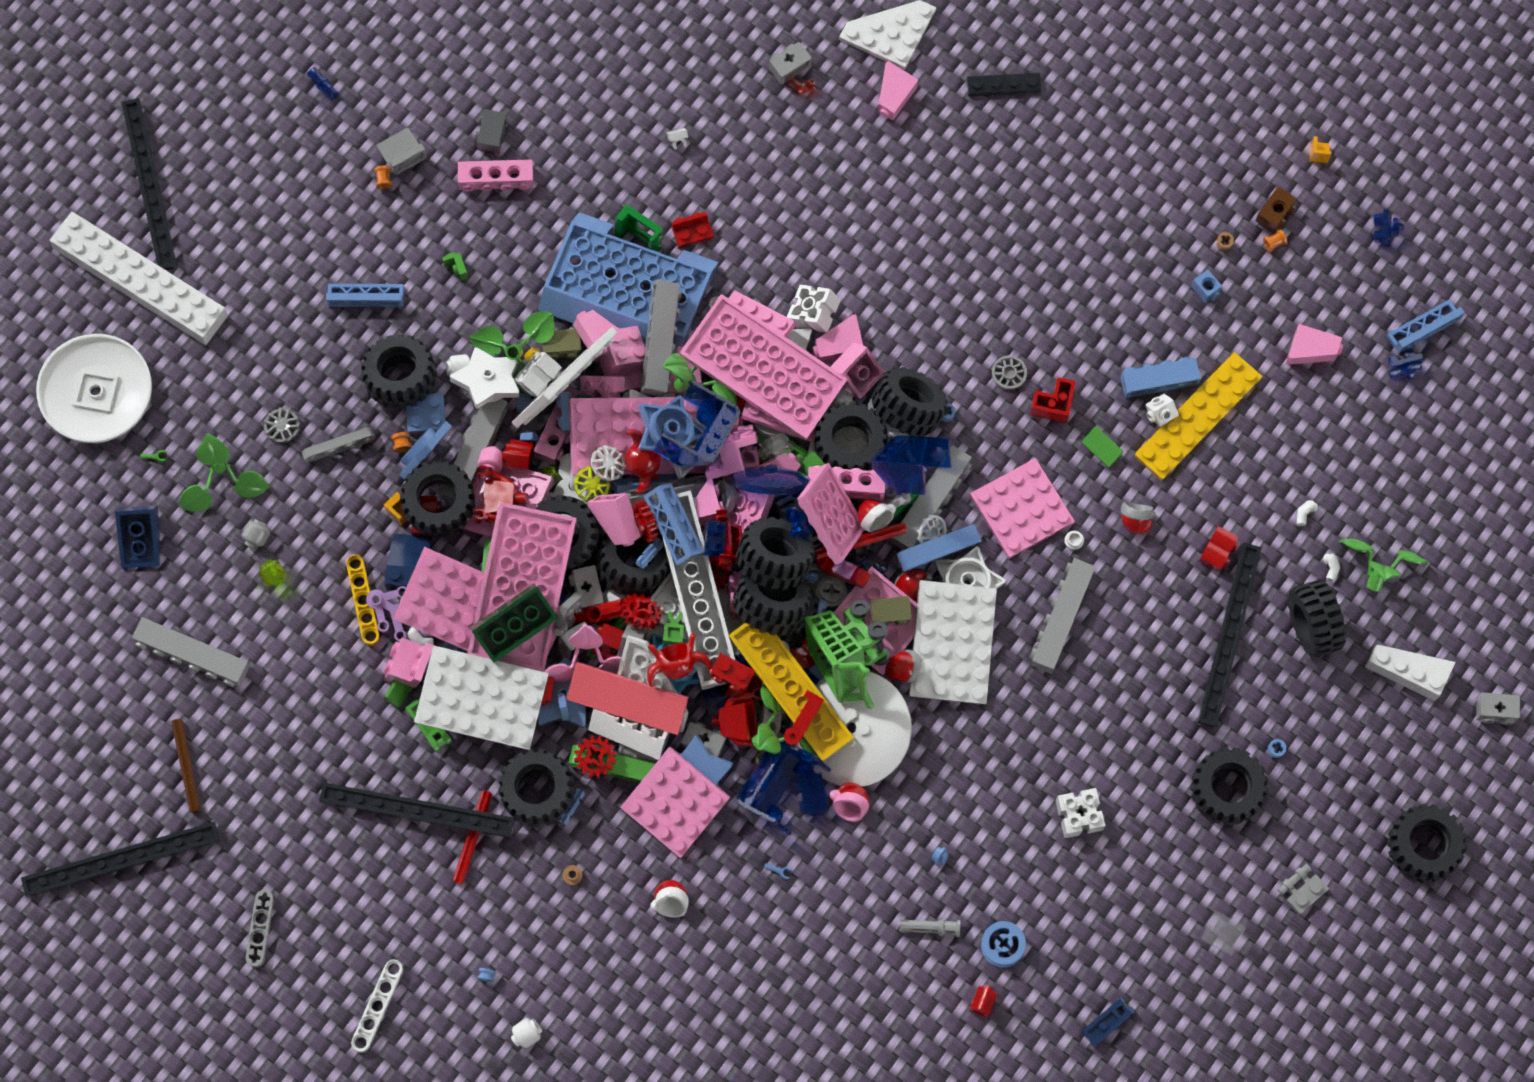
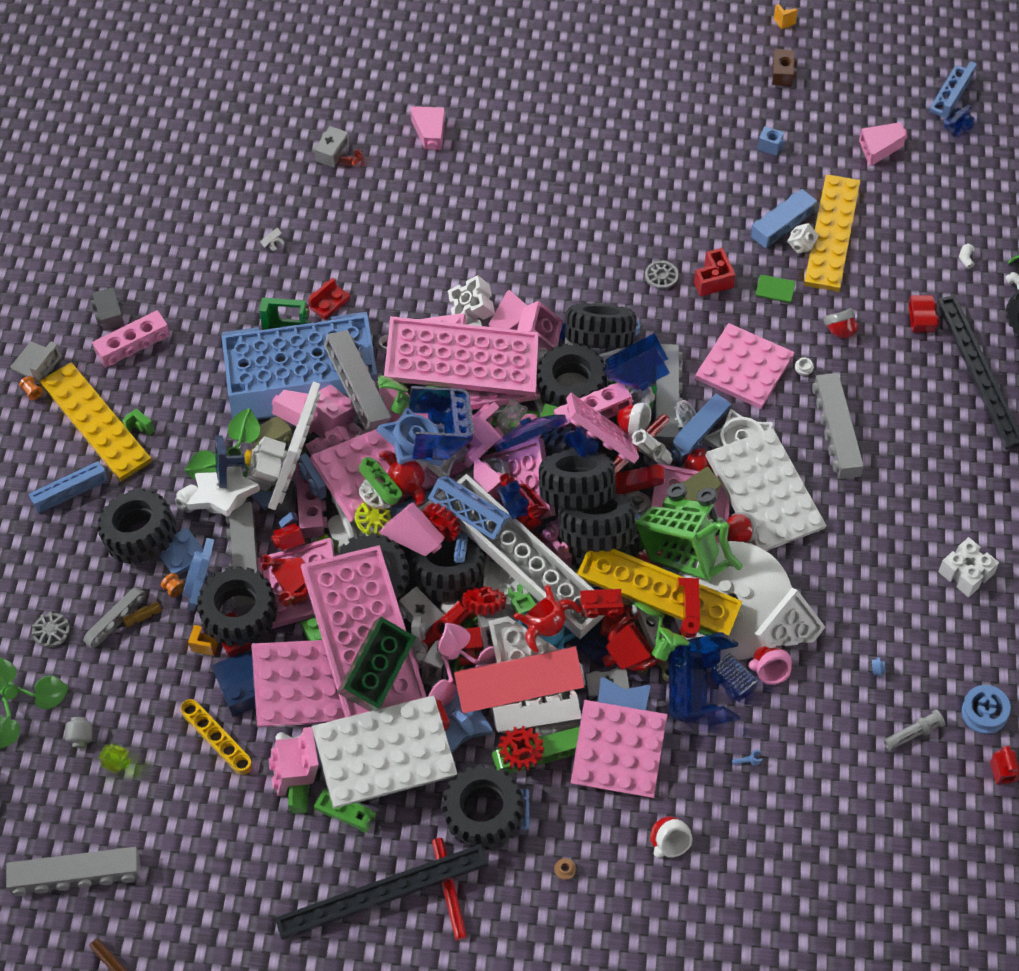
camera: 25 degrees left, 15 degrees down
(362, 454) = (142, 614): none -> pearl gold axle
(383, 603) = (251, 726): lavender plant -> none
(421, 241) = (96, 421): none -> yellow plate
(491, 458) = (265, 547): bright pink head -> none
(500, 356) = (223, 461): none -> dark blue tile
(611, 460) = (388, 490): none -> bright green beam
(872, 551) = (651, 447): none -> white piece
(886, 777) = (790, 623): none -> white plate
(890, 33) = (396, 92): white plate -> none
(1003, 84) = (512, 85): black plate -> none
(1225, 235) = (760, 111): medium nougat bush -> none
(1275, 240) = (798, 87): orange bush -> none
(1385, 236) = (875, 39): clear blue hips -> none

